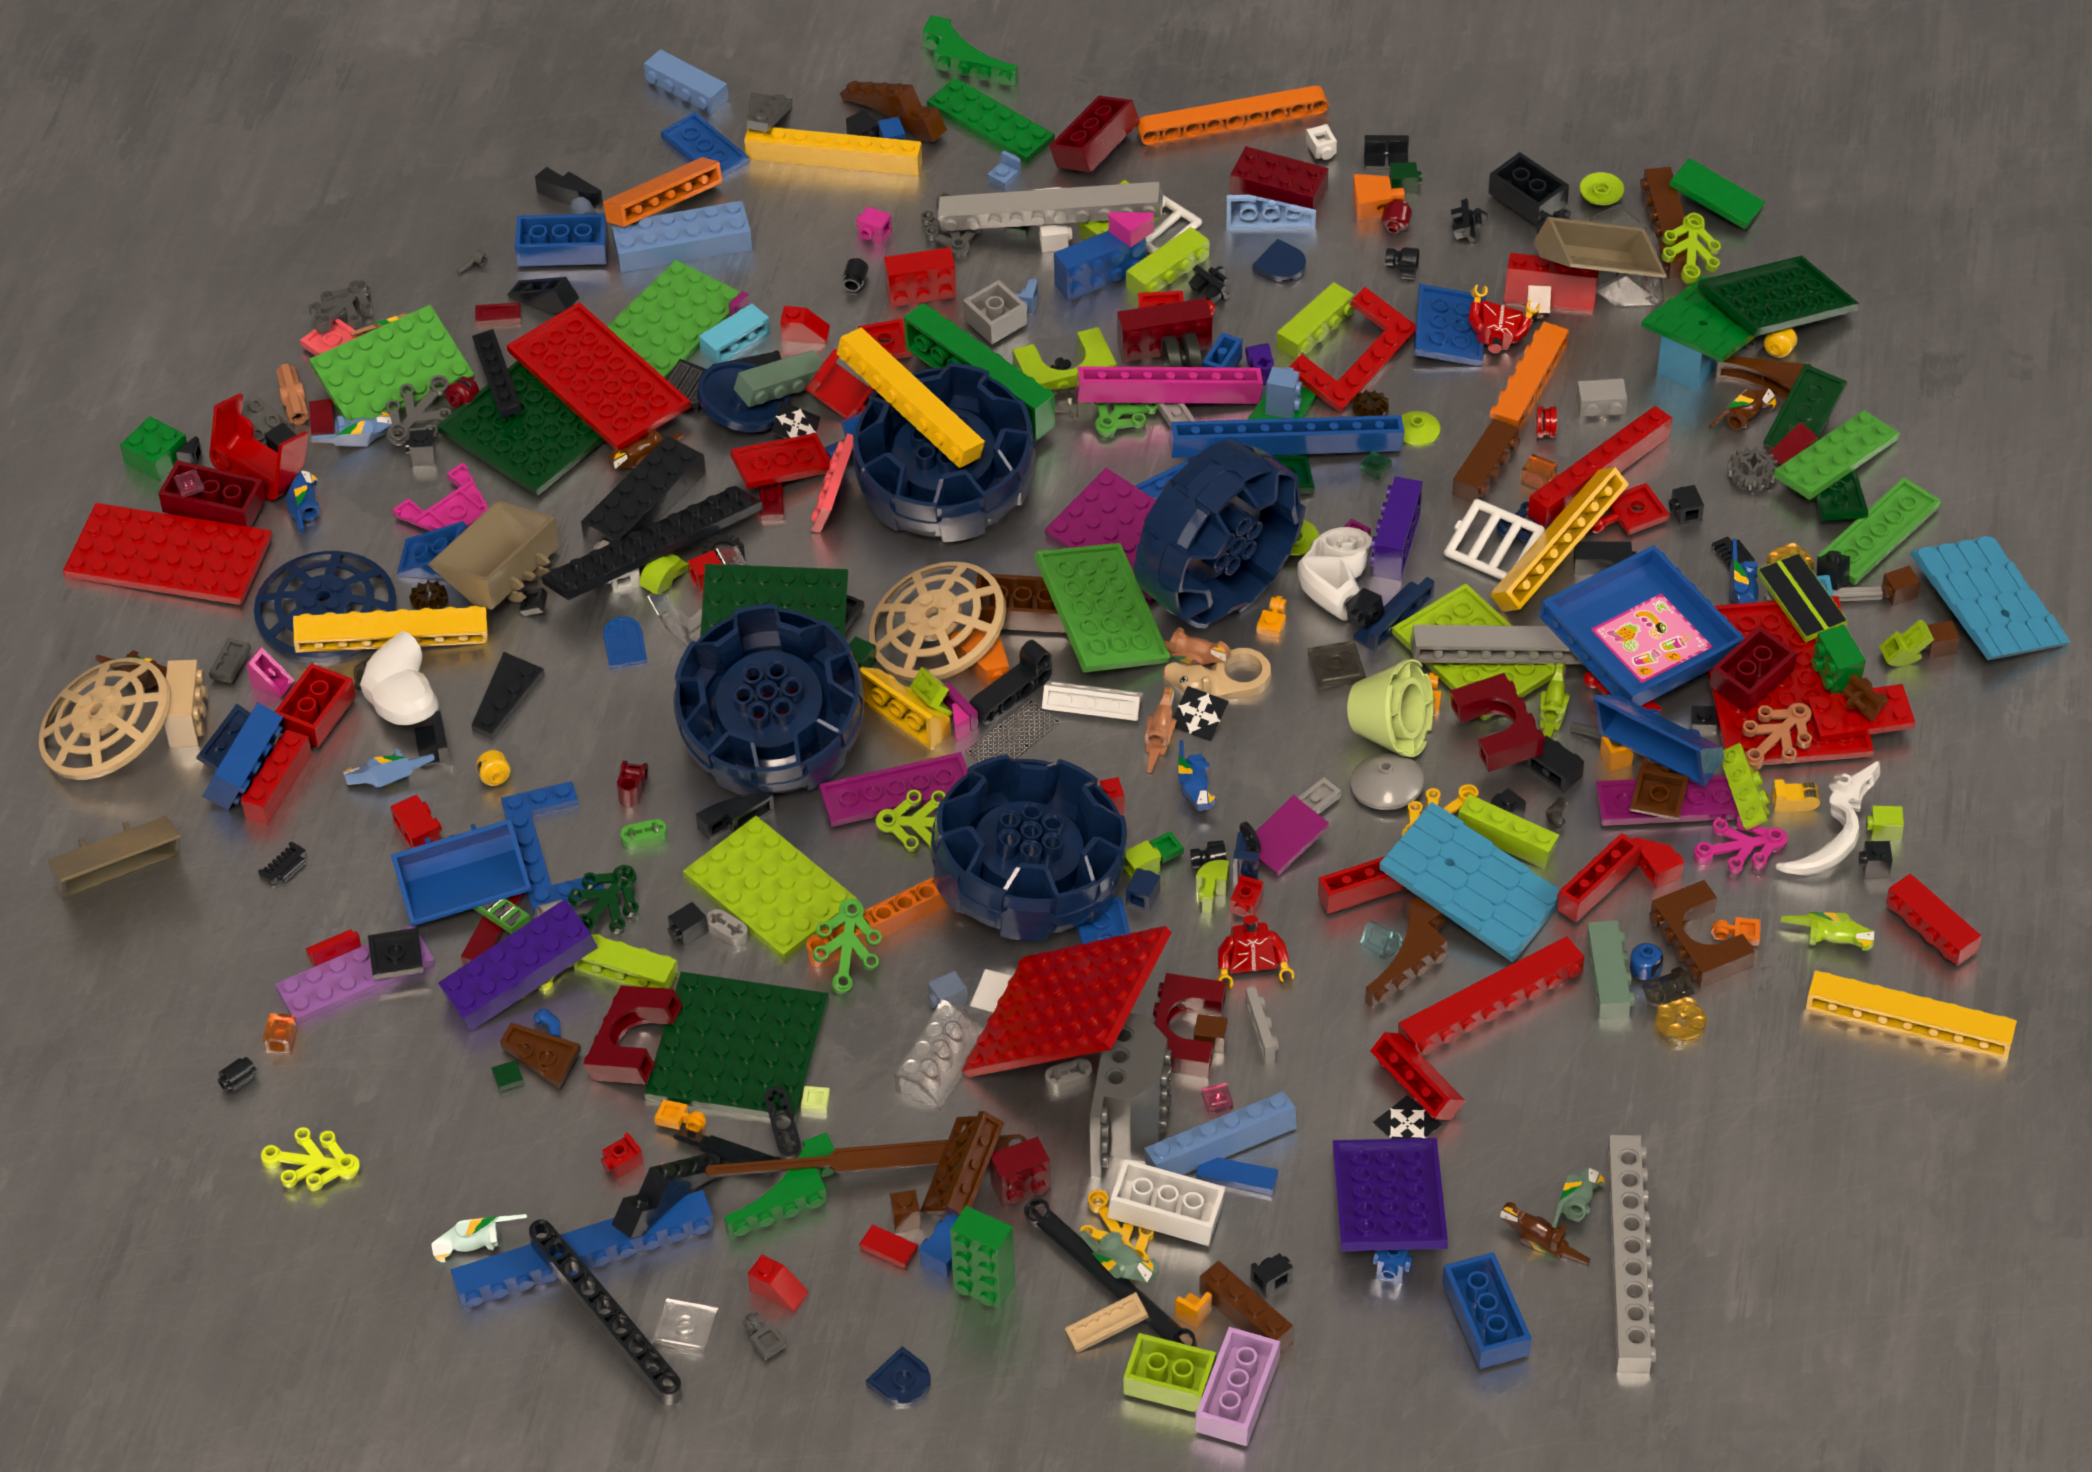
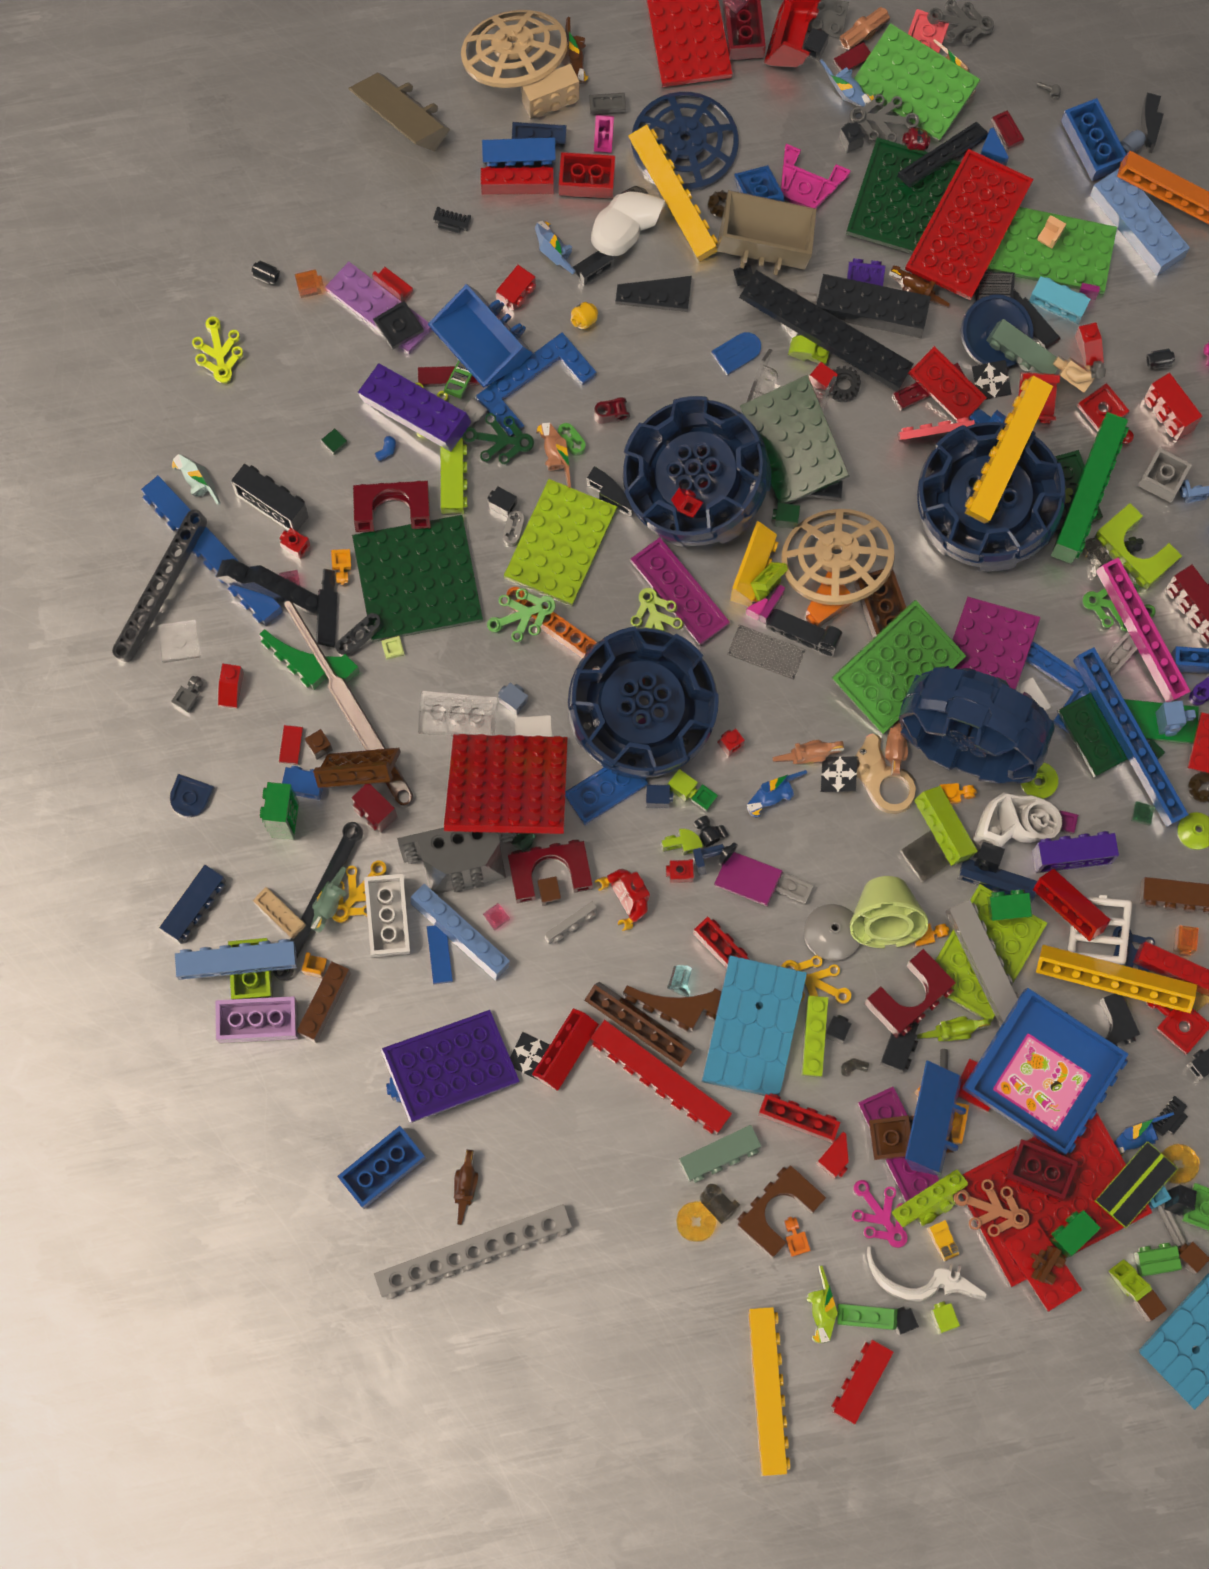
camera: 65 degrees right, 25 degrees up
(302, 499) = (771, 80): blue animal -> none
(511, 328) = (994, 149): none -> blue slope
(541, 1052) = (359, 457): reddish brown wing -> none
(546, 294) = (1038, 152): black slope -> none
(551, 1156) = (269, 497): none -> black brick
(599, 486) = (864, 272): none -> dark purple bracket
(652, 308) = (1051, 232): none -> light nougat panel
(653, 848) = (555, 449): none -> nougat animal
(809, 705) = (686, 502): none -> red brick
(830, 337) = (1077, 374): none -> tan torso
(1051, 1415) = (192, 904): none -> dark blue brick
(1092, 700) = (816, 693): white fence -> none
(1155, 1368) = (235, 960): none -> medium blue brick
(1182, 355) = (1176, 629): pearl dark grey wheel -> none
(1272, 1274) = (361, 1009): black brick -> none
(1310, 632) = (945, 825): none -> lime brick
(1418, 991) = (639, 1024): none -> reddish brown brick
(1435, 594) = (1009, 906): none -> green brick
(1457, 549) = (1071, 905): none -> red brick
(1577, 1194) = (506, 1198): sand green animal -> none
(1646, 961) = (730, 1183): blue head -> none
(1703, 718) = (994, 1146): black plate -> none
(1860, 884) = (867, 1316): none -> bright green plate
(1893, 613) = (1158, 1260): none -> bright green brick

